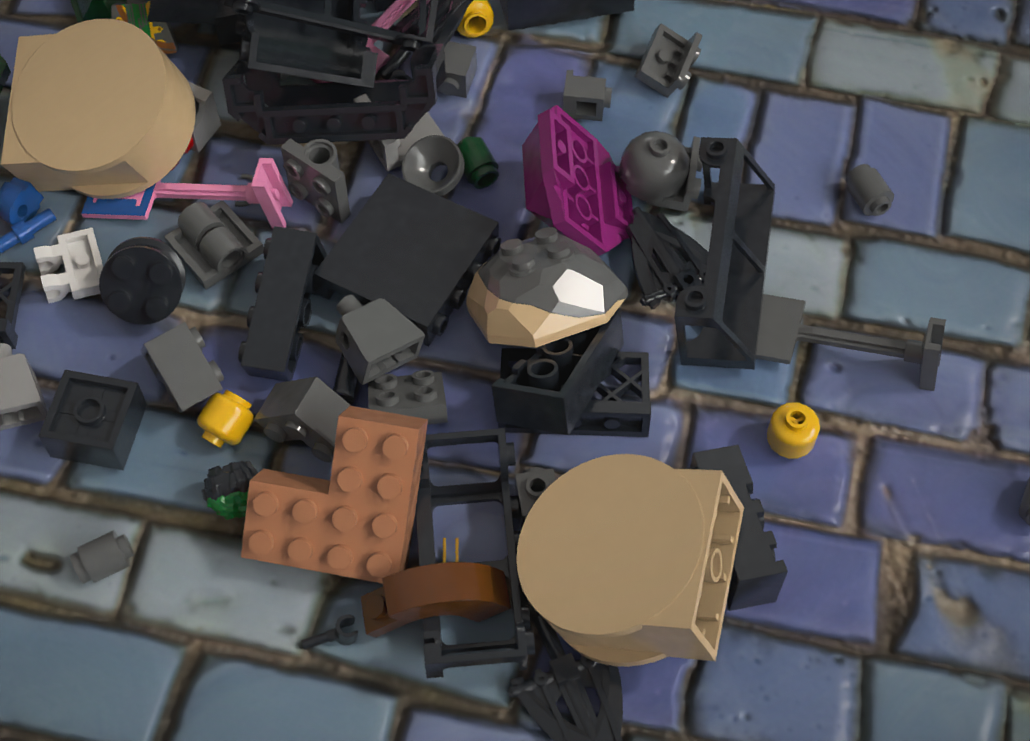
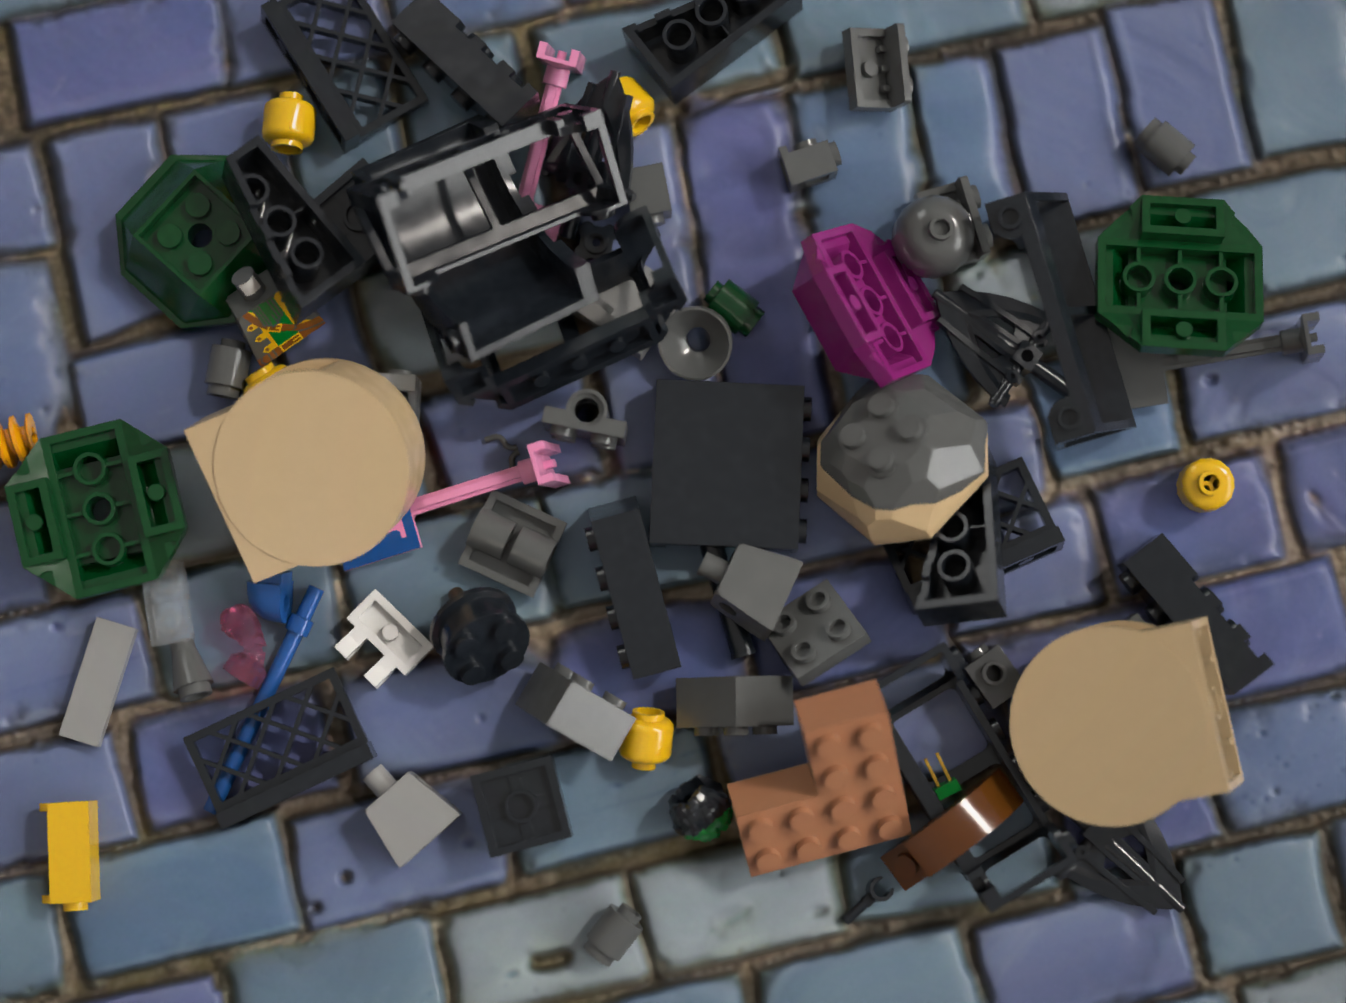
camera: 25 degrees left, 25 degrees up
(839, 265) = (1188, 244): none -> dark green piece

